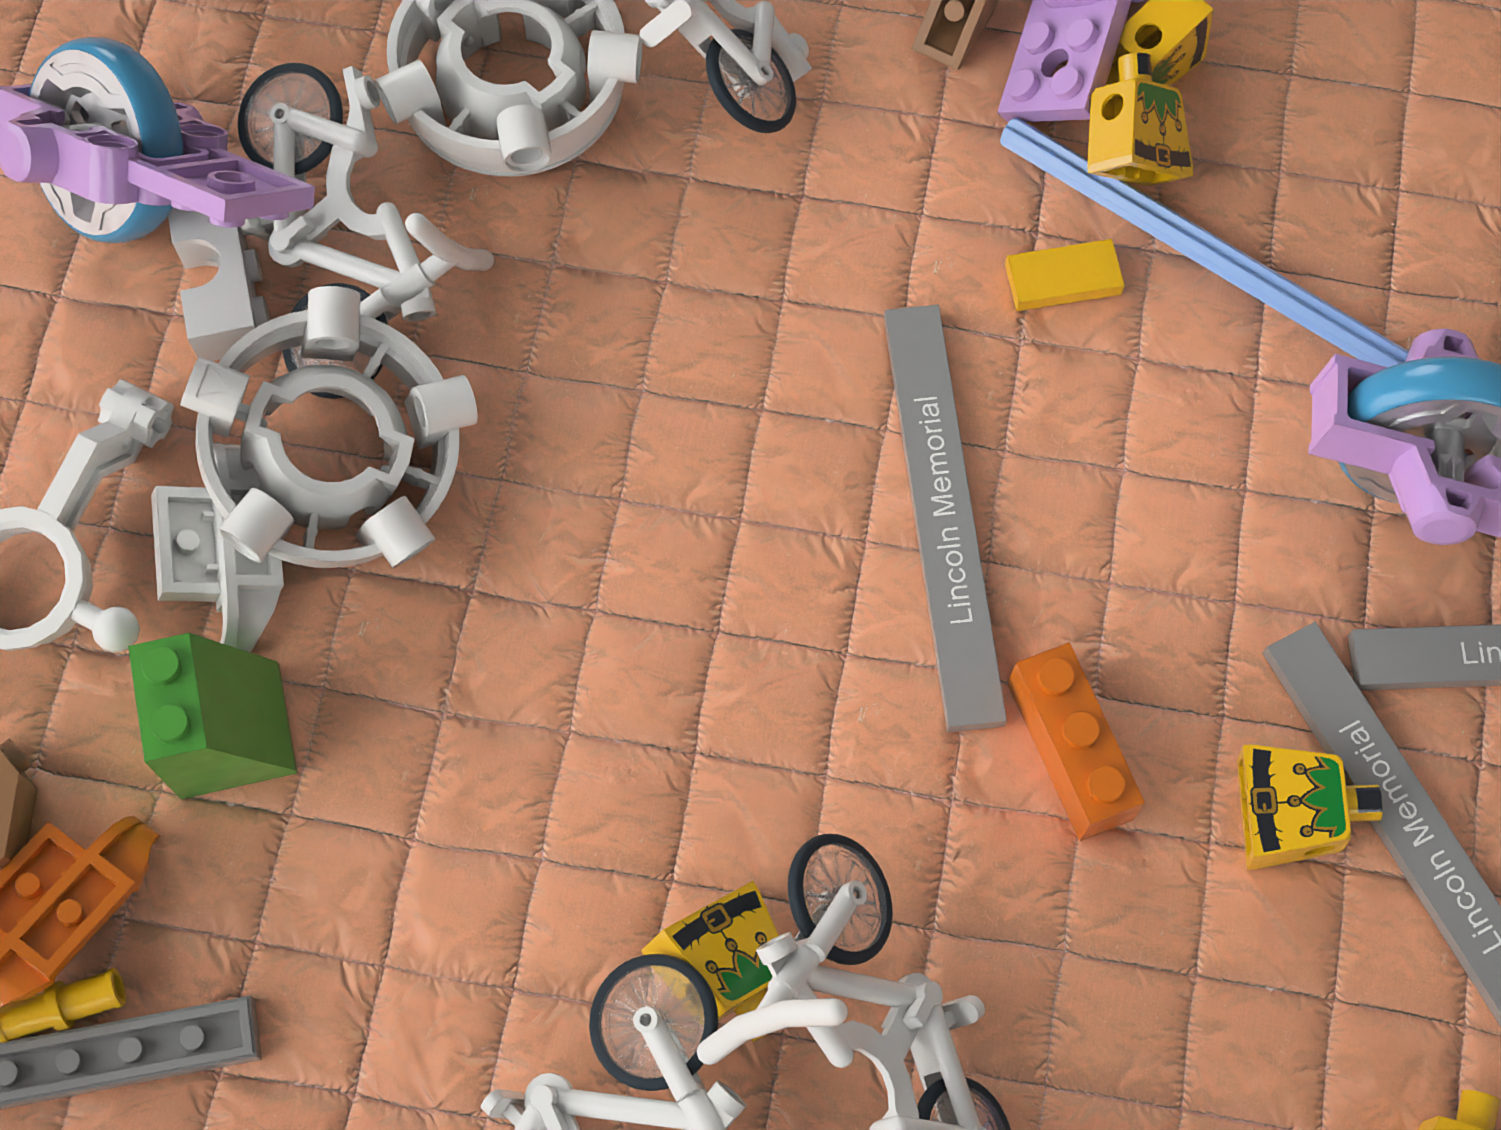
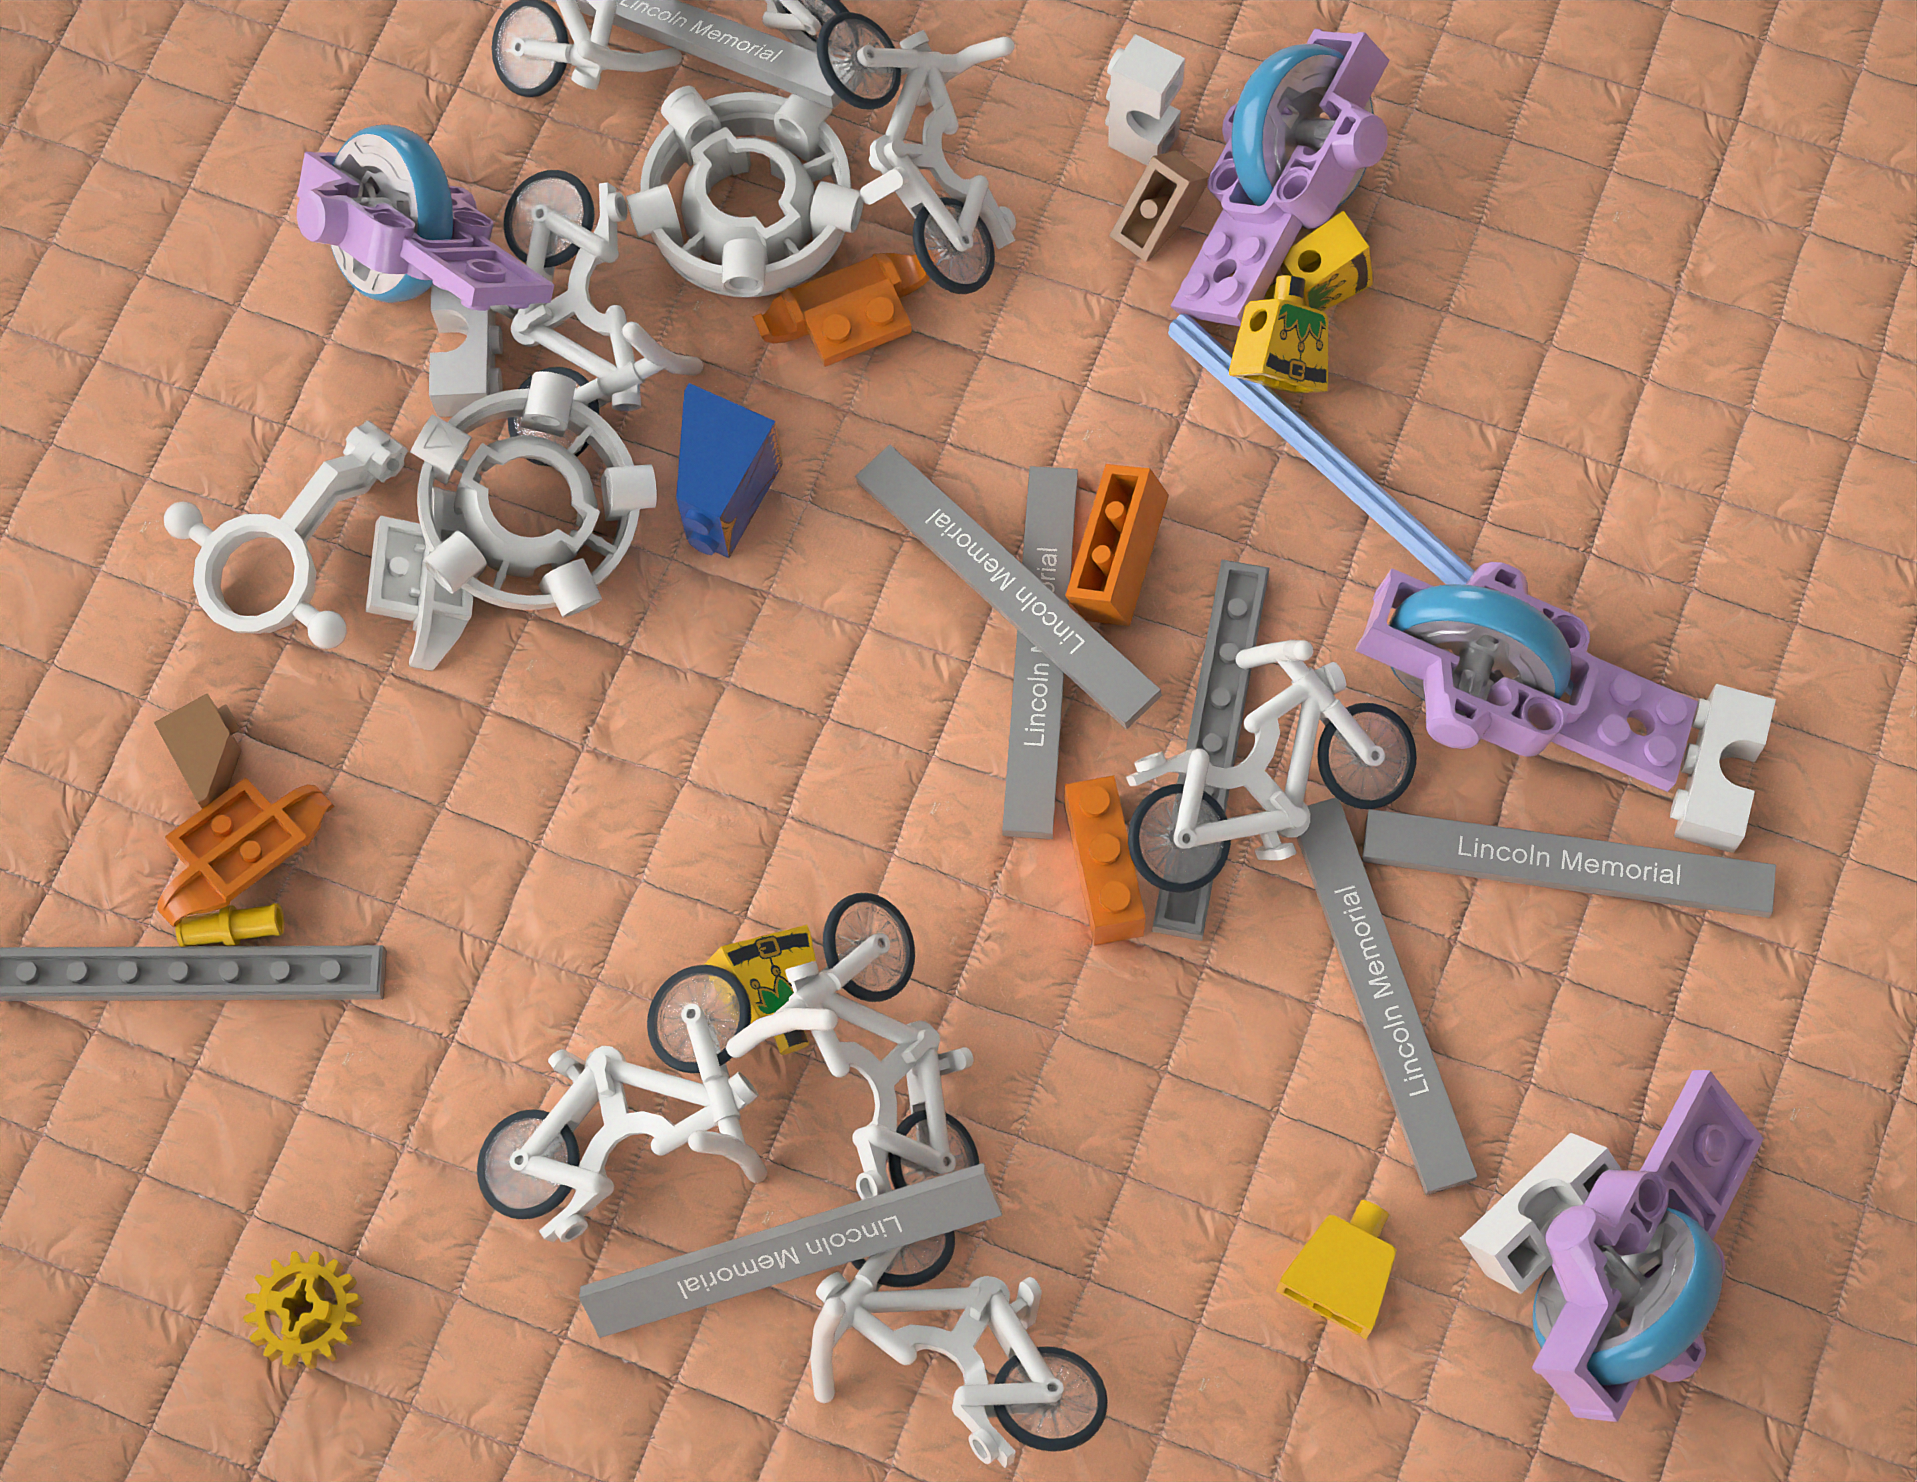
camera: 15 degrees right, 0 degrees up
(210, 714) = (391, 712): bright green slope -> none
(546, 366) = (723, 469): none -> blue slope
(644, 168) = (847, 307): none -> orange plate
(896, 448) = (1009, 587): none -> light grey tile
(1006, 380) = (1117, 544): none -> orange brick
(1064, 274) = (1197, 459): yellow tile -> none
(1159, 598) = (1218, 714): none -> light grey tile
(1298, 804) = (1281, 946): torso -> none
(1338, 571) = (1363, 755): none -> piece

